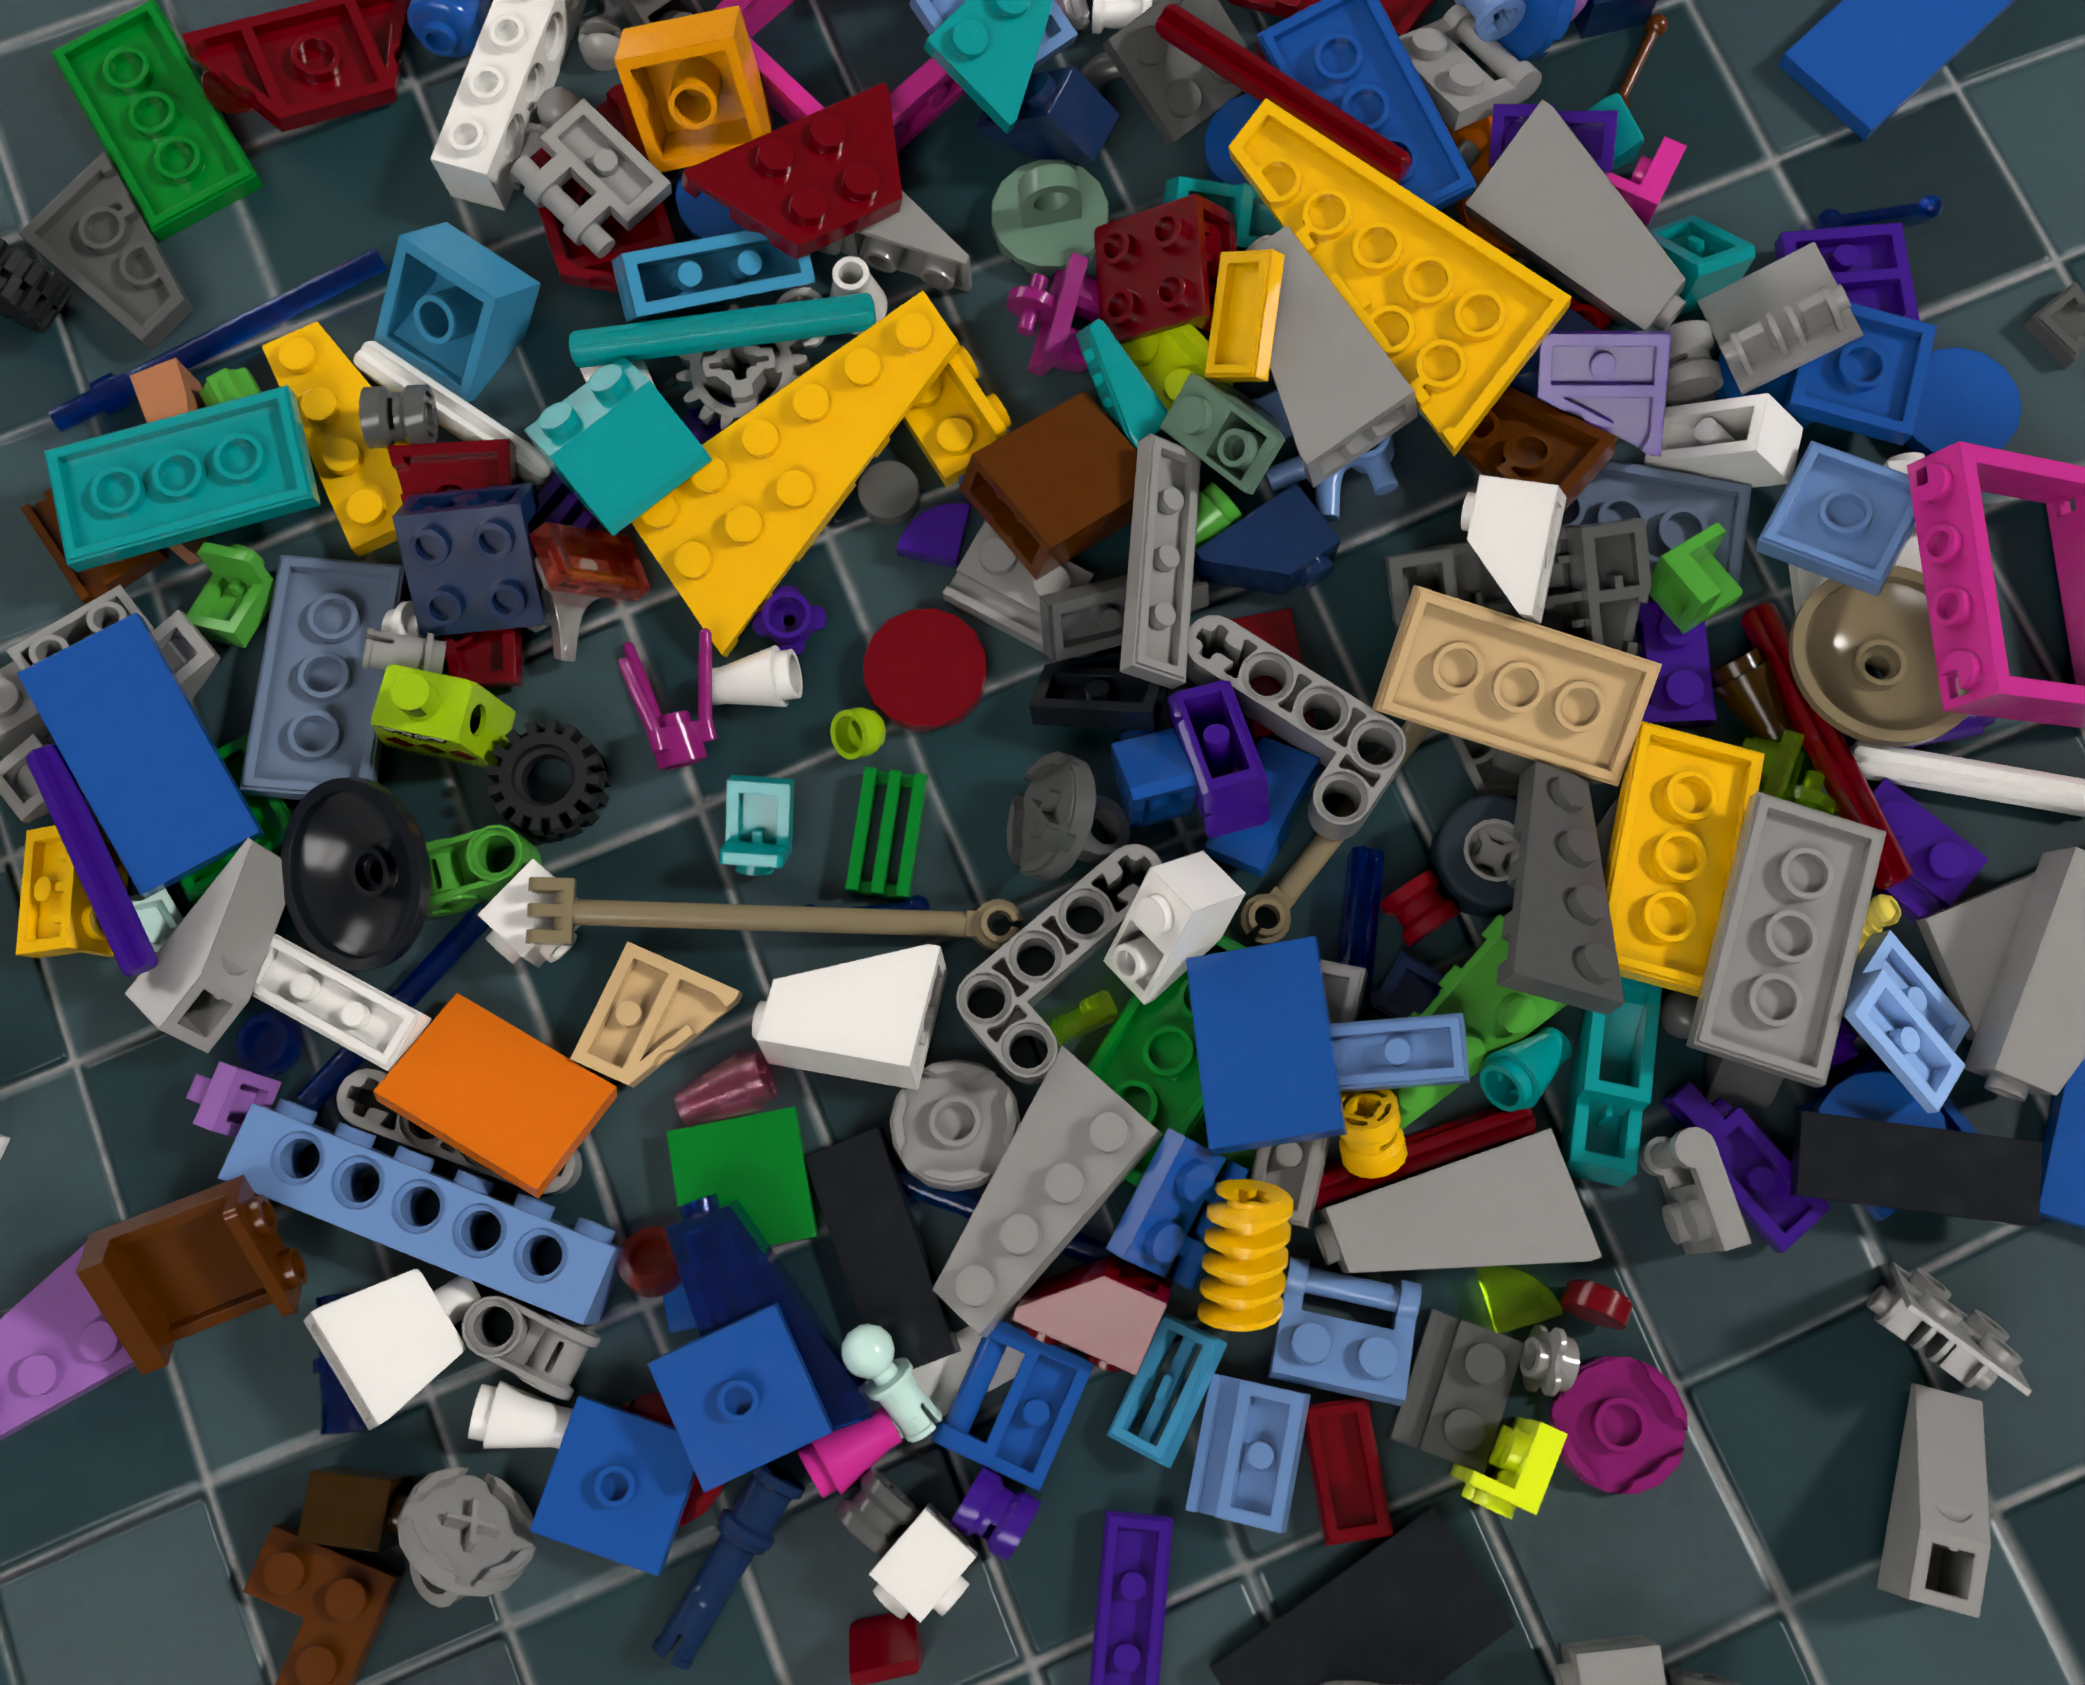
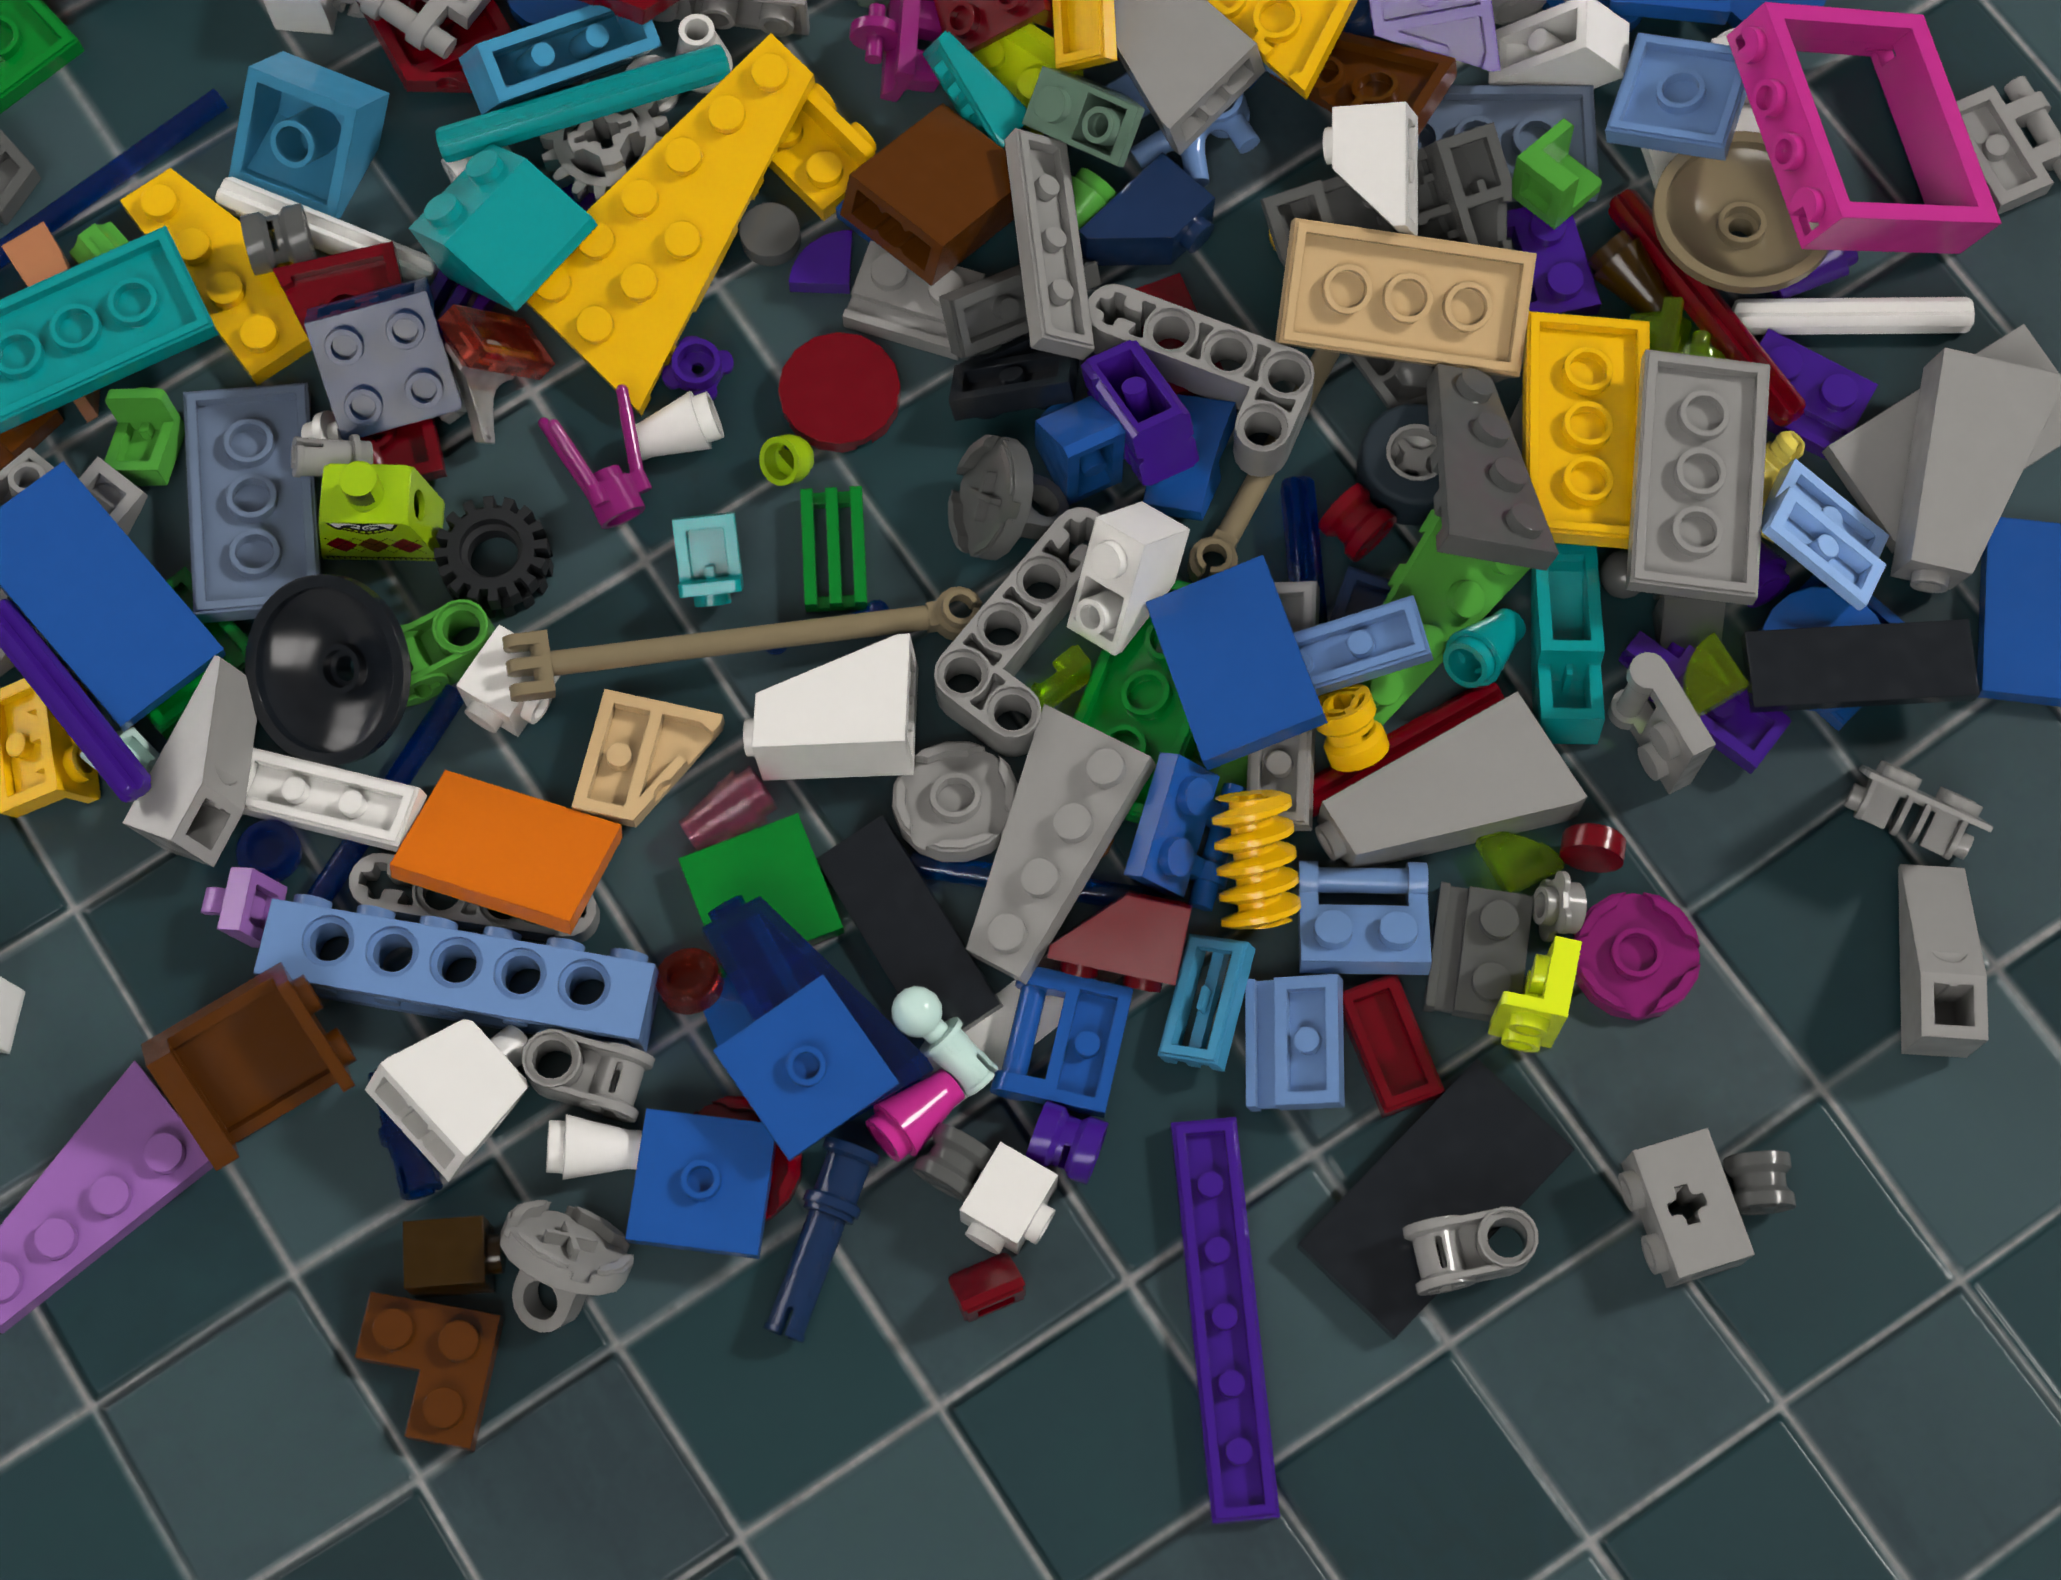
camera: 15 degrees left, 5 degrees down
(1756, 1149) = (1712, 676): none -> clear neon green tile

